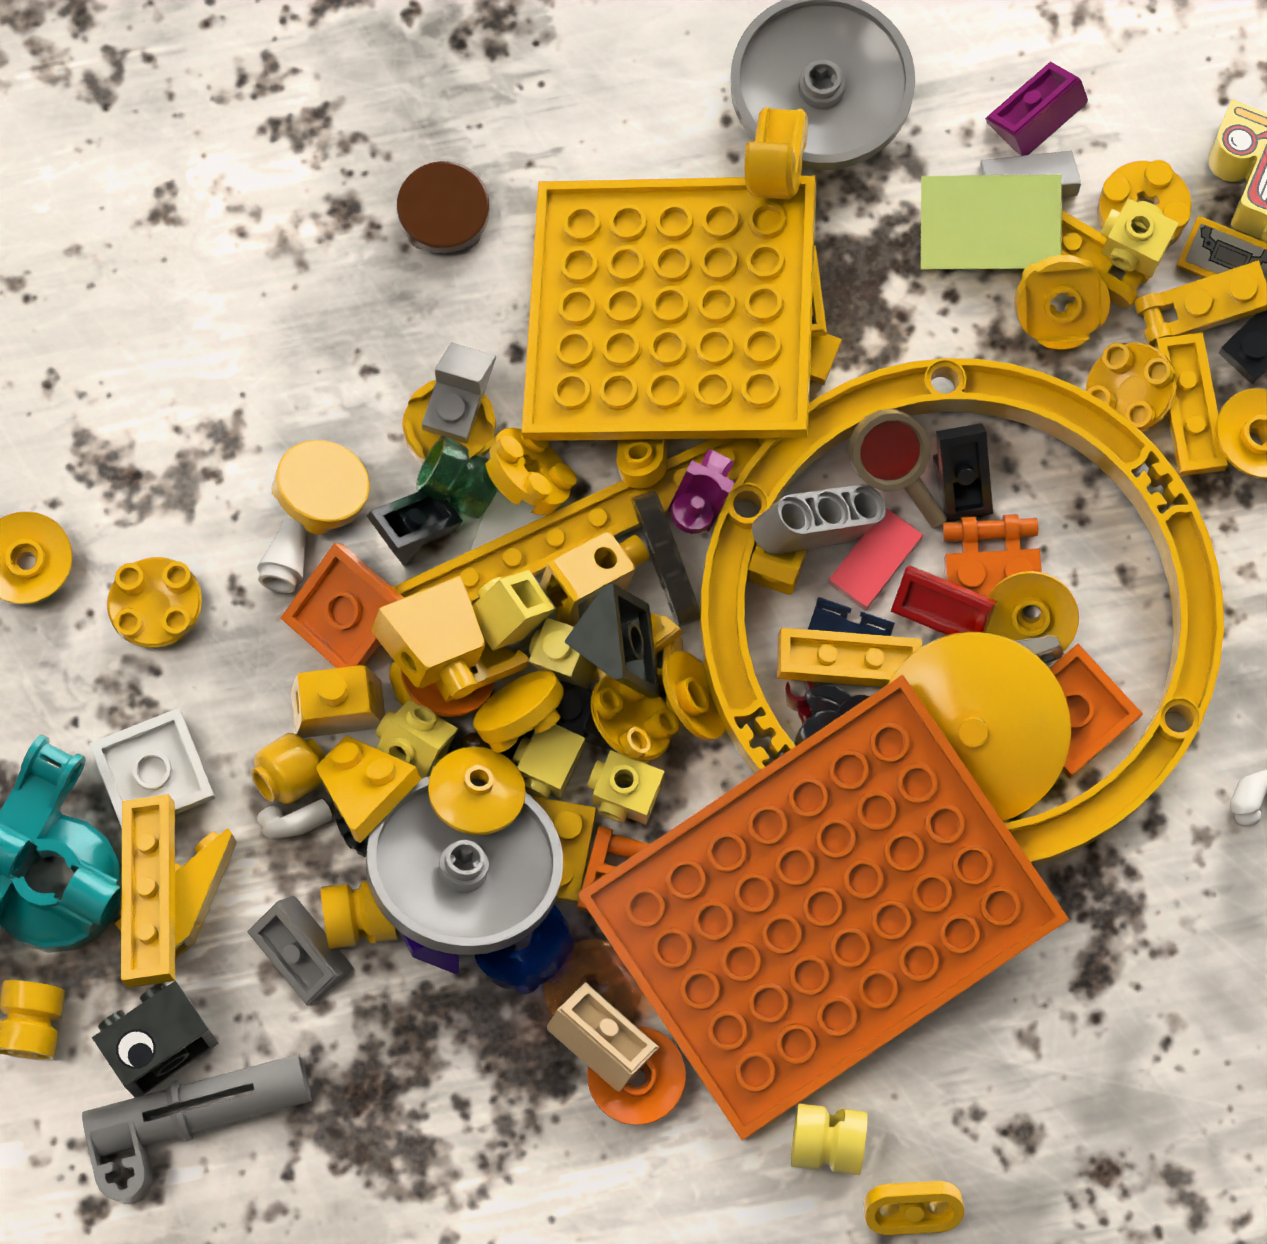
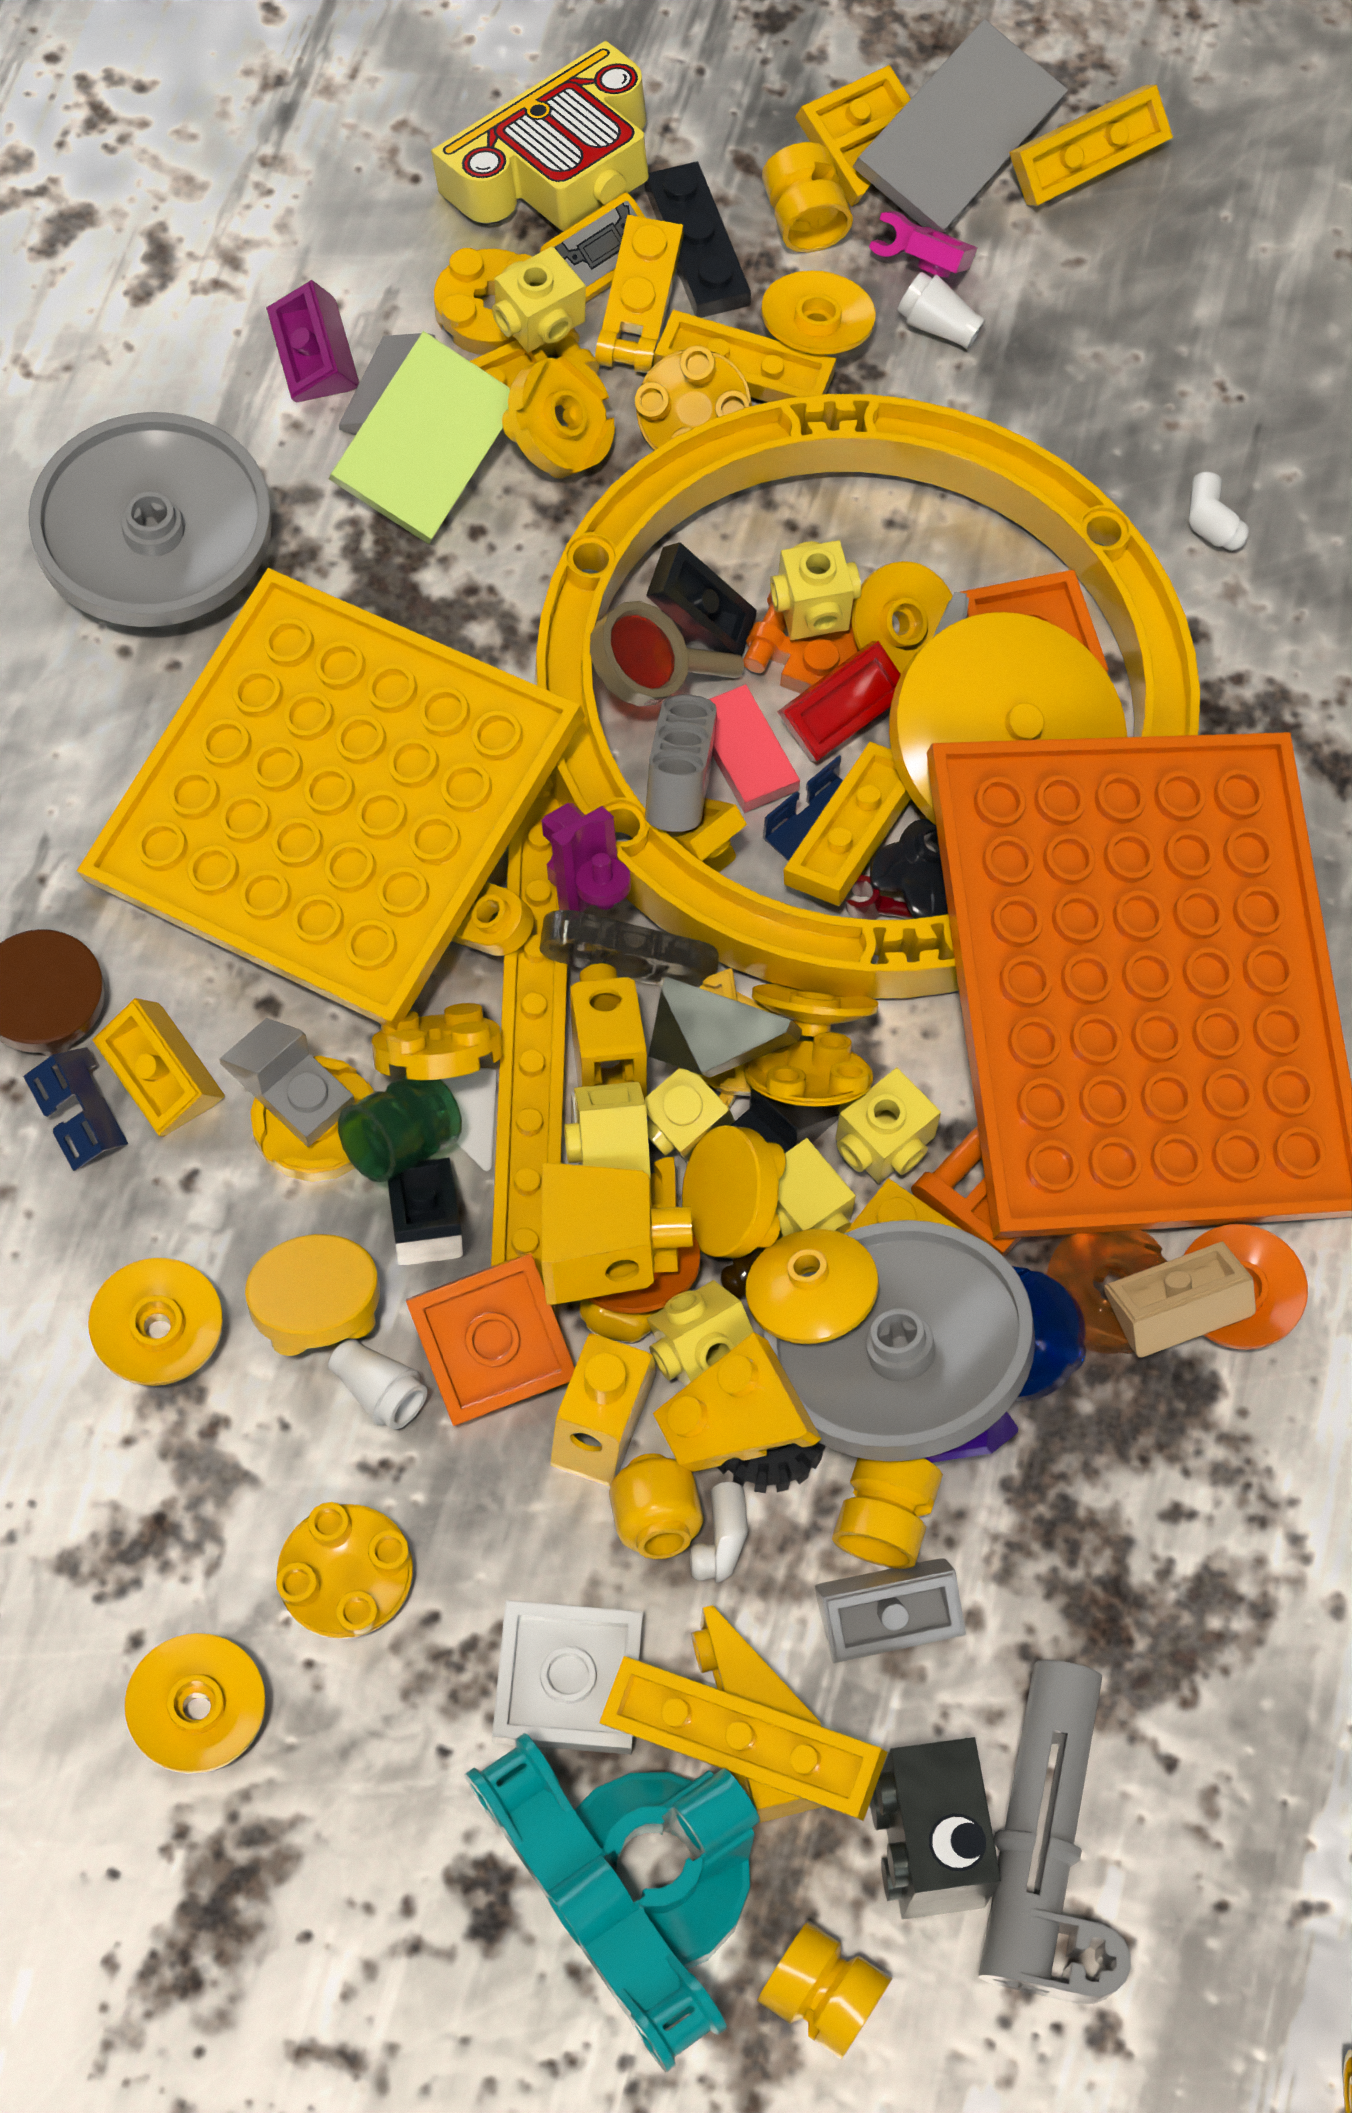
camera: 65 degrees left, 10 degrees down
(249, 381) = (152, 1293): none -> yellow dish
(382, 284) = (74, 1068): none -> dark blue piece
(435, 308) = (157, 1066): none -> yellow slope
(776, 156) = (231, 585): yellow animal -> none
(1003, 555) = (815, 589): none -> light yellow brick

